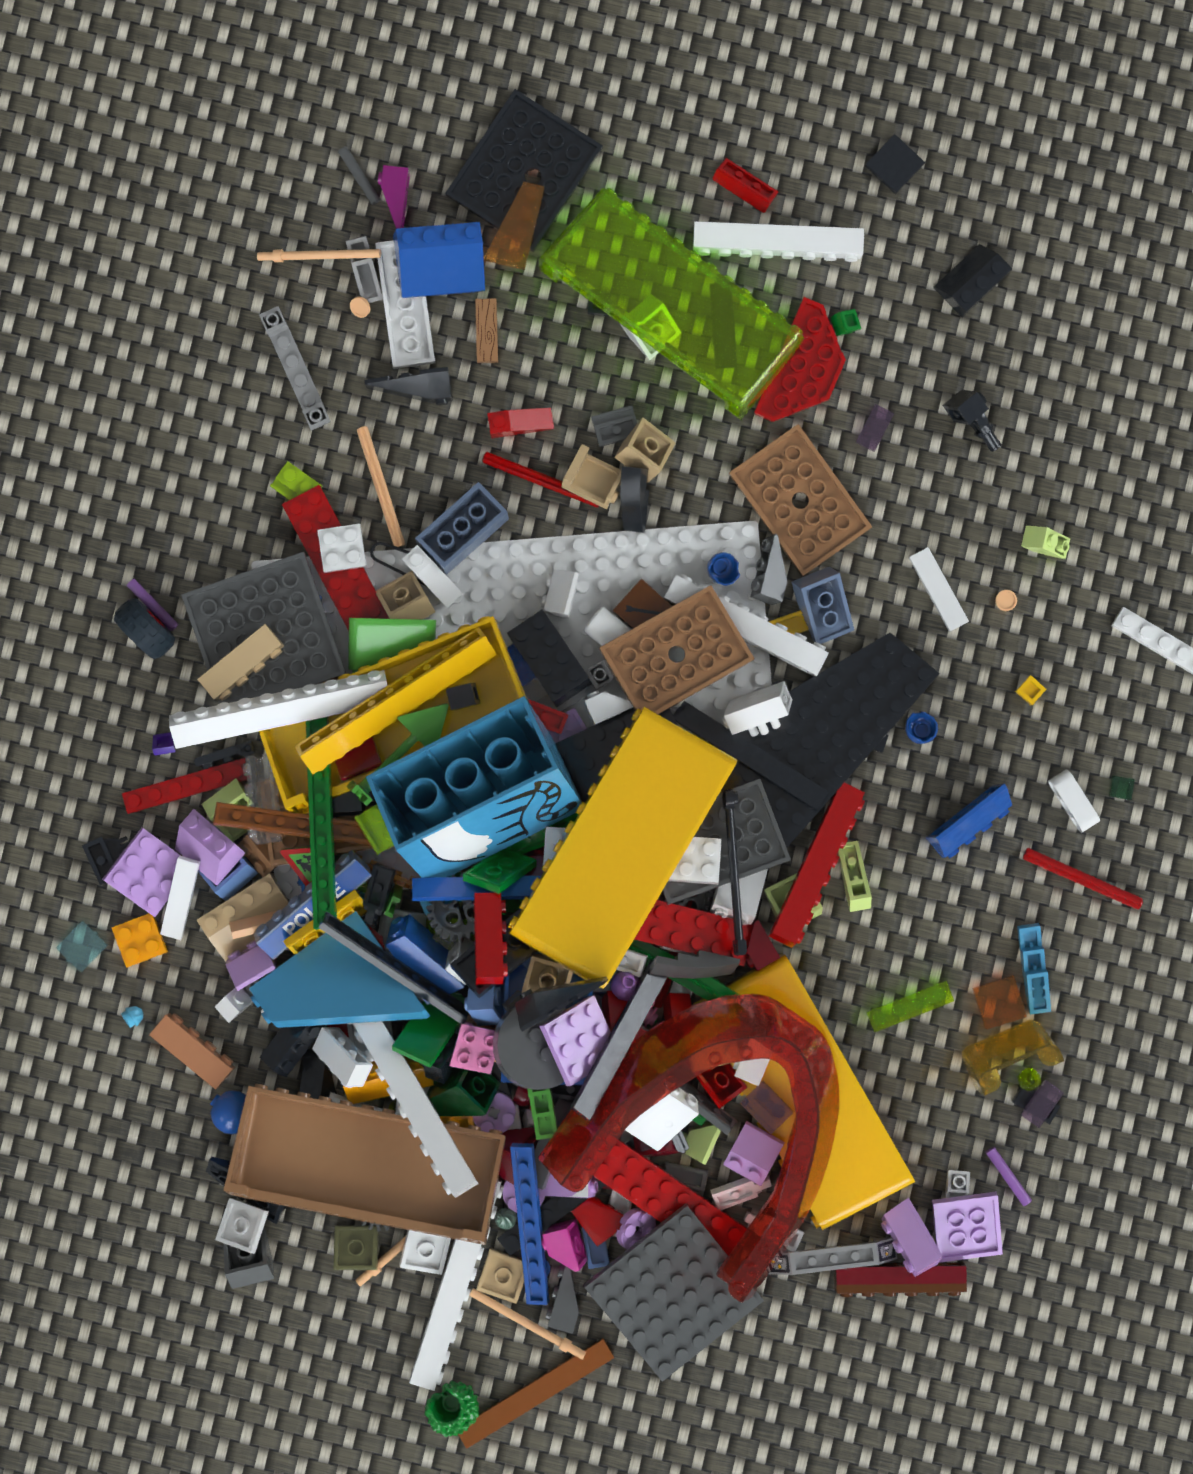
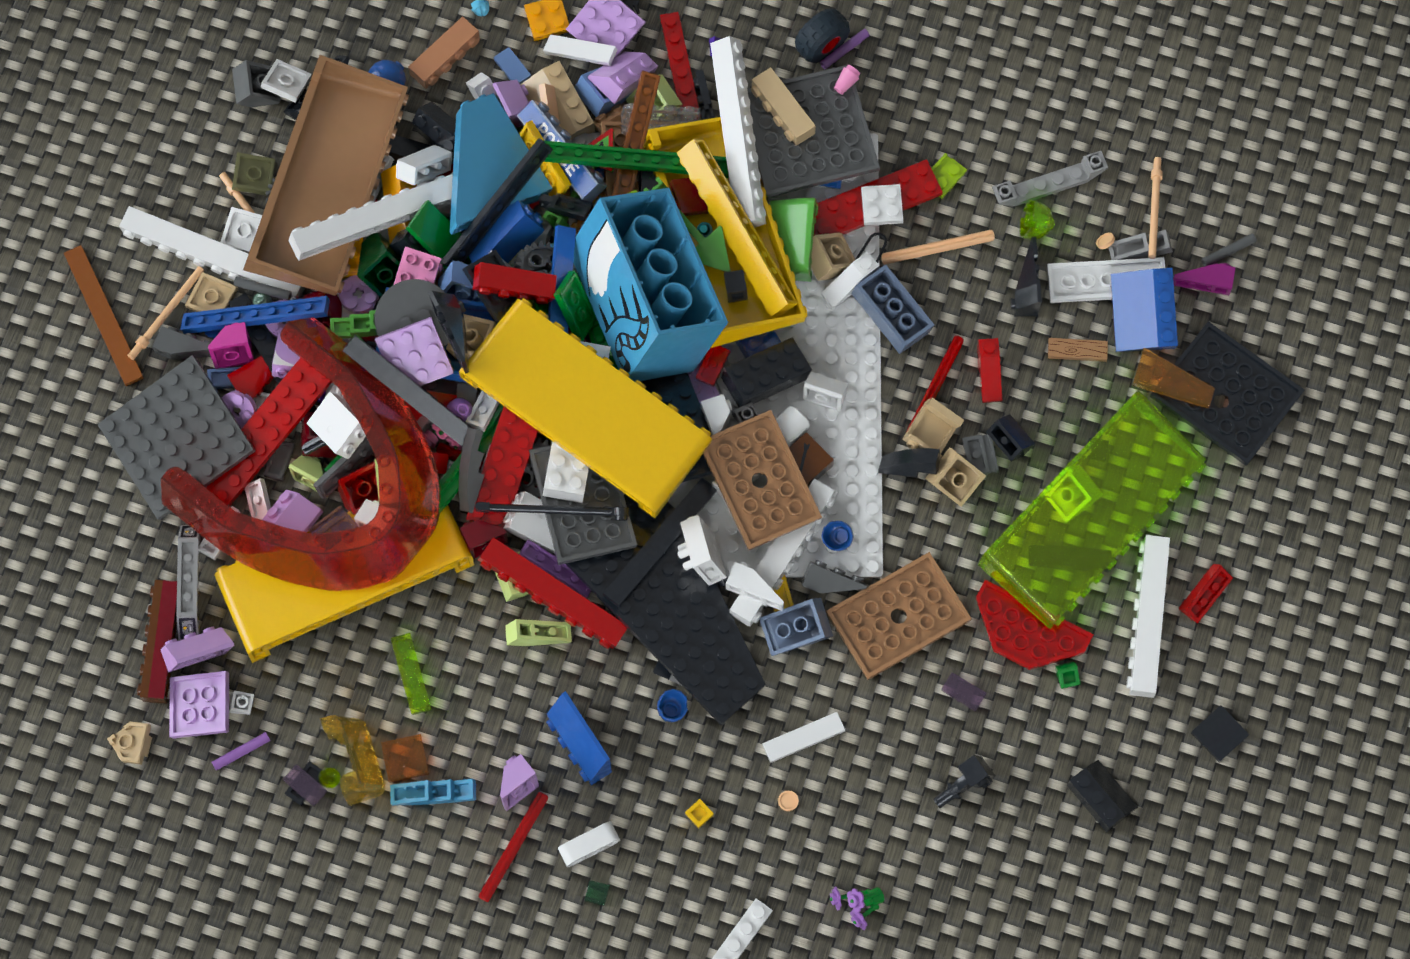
camera: 95 degrees right, 15 degrees down
(201, 594) = (846, 79): none -> bright pink cone
(202, 972) = (512, 66): none -> medium blue tile
(345, 382) = (1037, 220): none -> clear neon green cylinder
(396, 736) = (705, 229): none -> teal cylinder
(452, 1409) = (99, 240): green hair -> none
(496, 1215) = (262, 288): none -> dark grey piece
(596, 394) = (1010, 437): none -> black brick
(781, 875) = (549, 564): none -> medium lavender tile
(790, 658) = (749, 583): none -> white slope
(1012, 1293) = (132, 742): none -> tan plate
(1023, 879) = (517, 781): none -> lavender slope
(1045, 541) = (841, 841): yellowish green slope -> none
(1104, 506) = (857, 901): none -> plant

